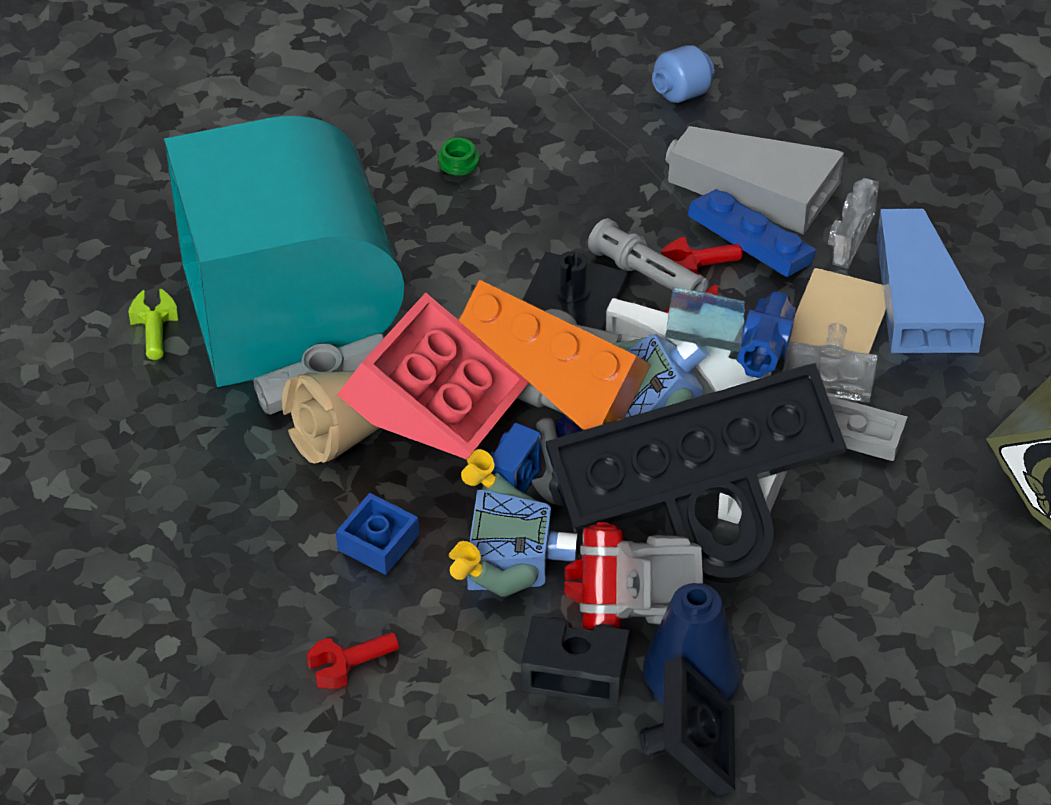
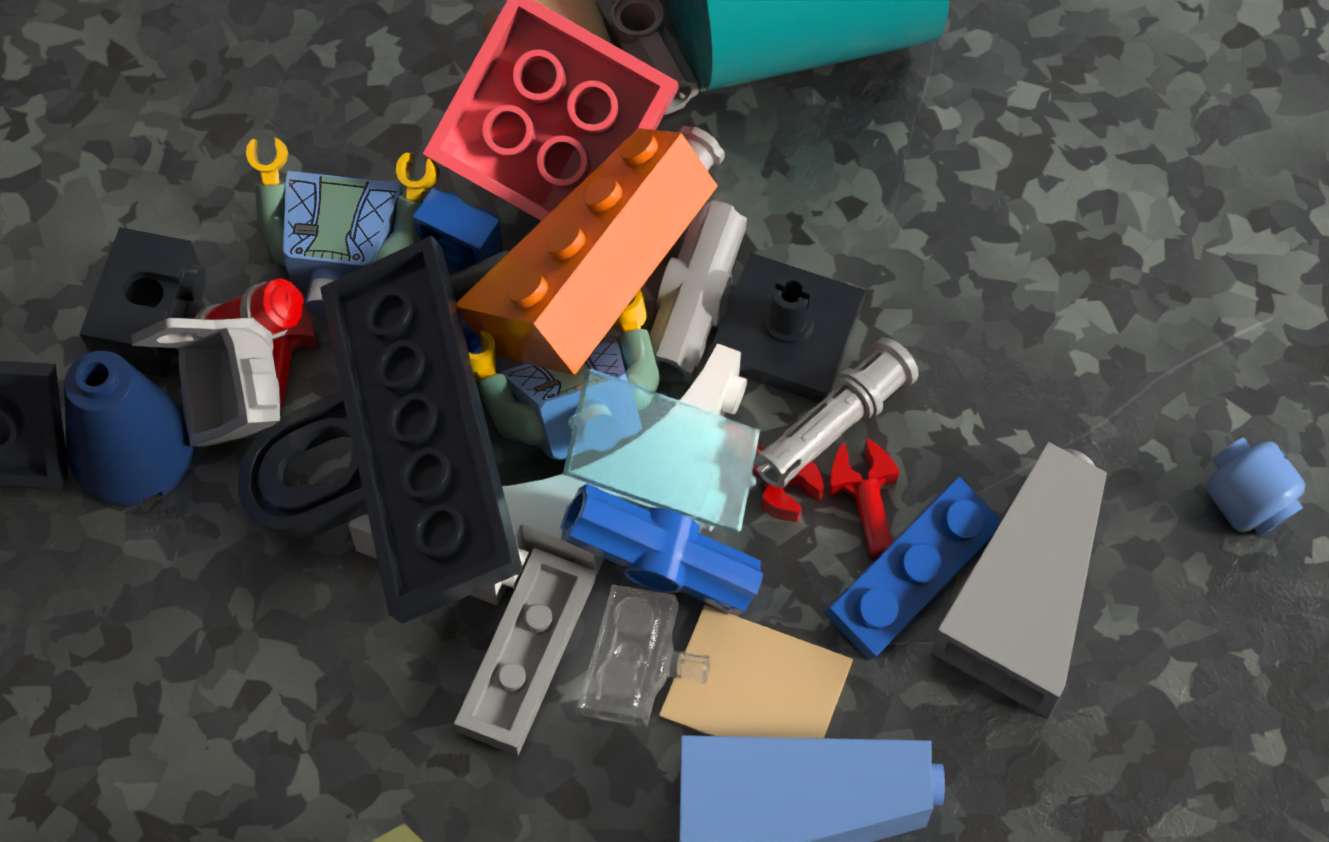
camera: 90 degrees right, 15 degrees up
(344, 659) = (198, 71): red bar -> none
(377, 533) = (371, 94): blue piece -> none
(458, 156) = (1059, 174): green plate -> none
(857, 216) = (930, 714): clear plate -> none

